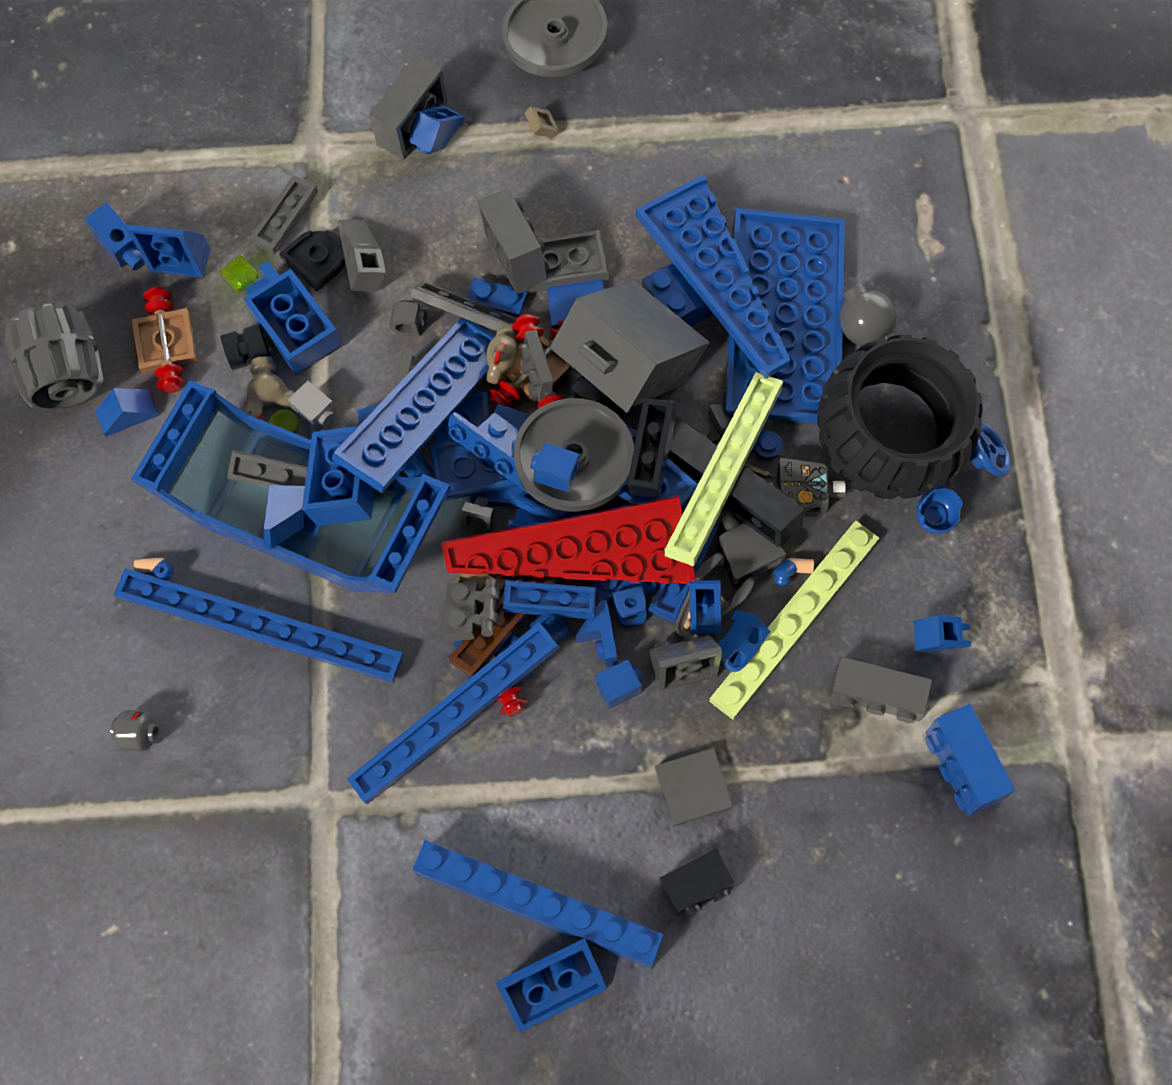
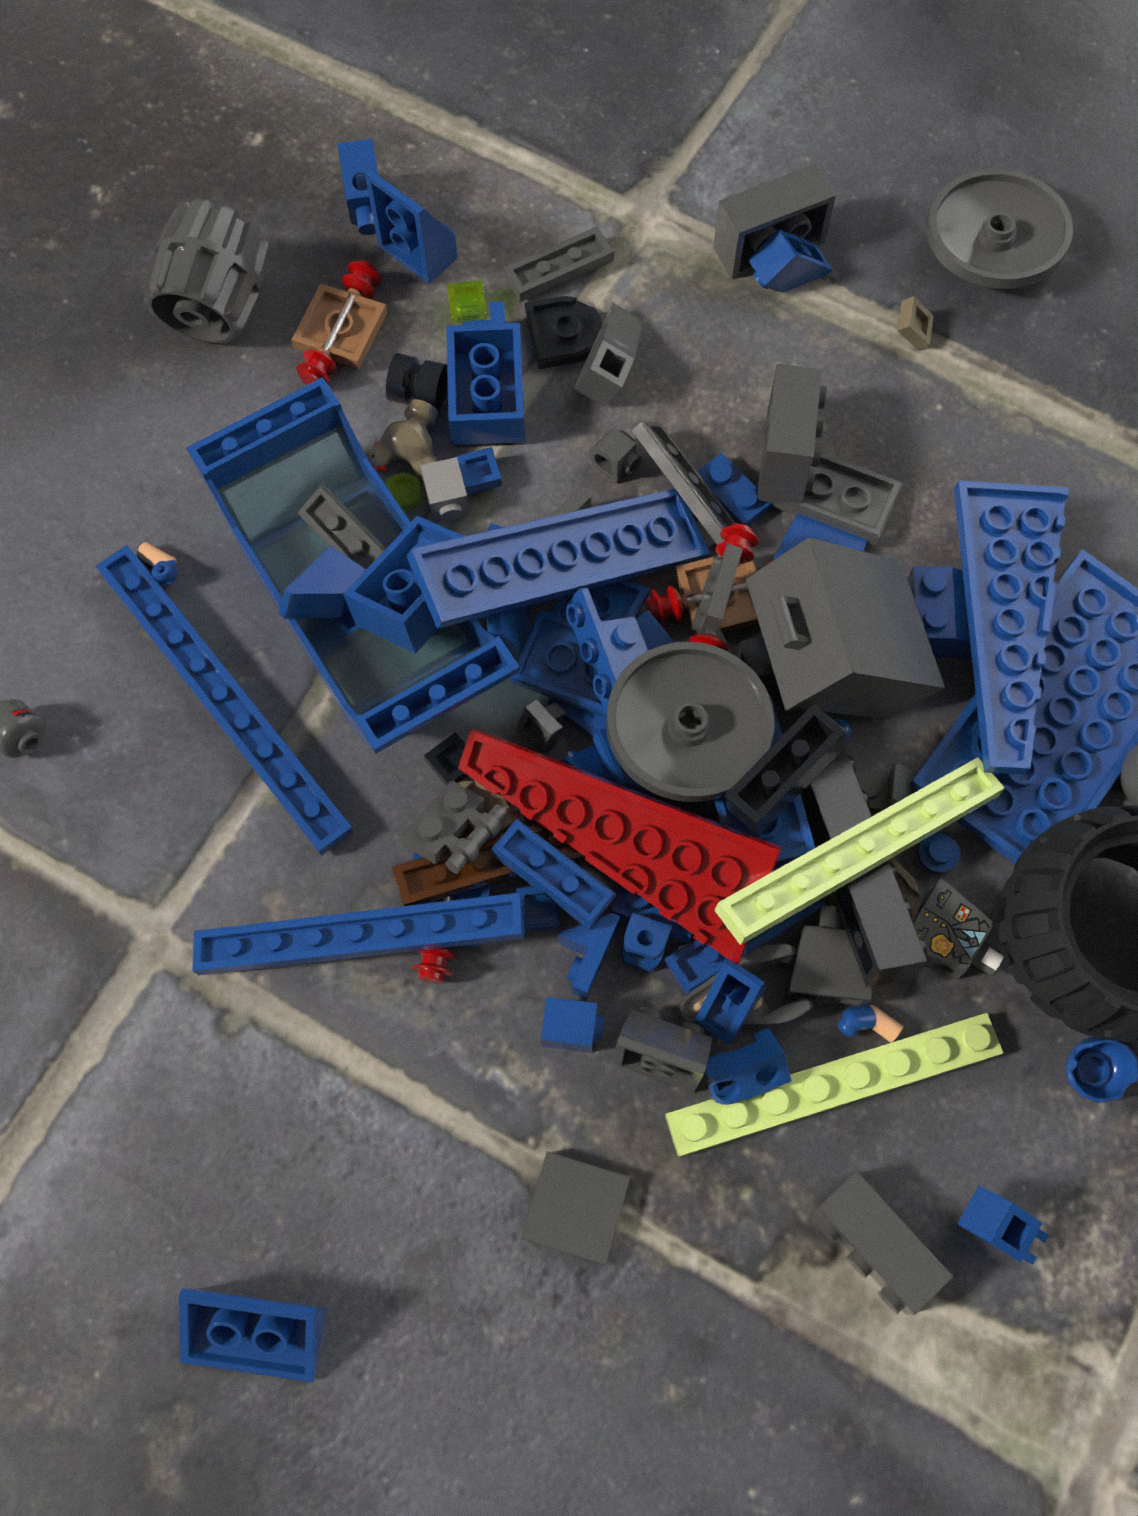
camera: 30 degrees right, 0 degrees up
(125, 409) = (250, 375): blue slope -> none
(326, 379) = (479, 470): none -> blue plate
(434, 573) = (445, 759): none -> black plate
(501, 353) = (689, 555): dark tan animal -> none
(538, 904) = (302, 1229): blue brick -> none
(555, 467) = (654, 721): blue brick -> none
(697, 883) = (499, 1331): black brick -> none
(968, 761) = (933, 1415): blue brick -> none

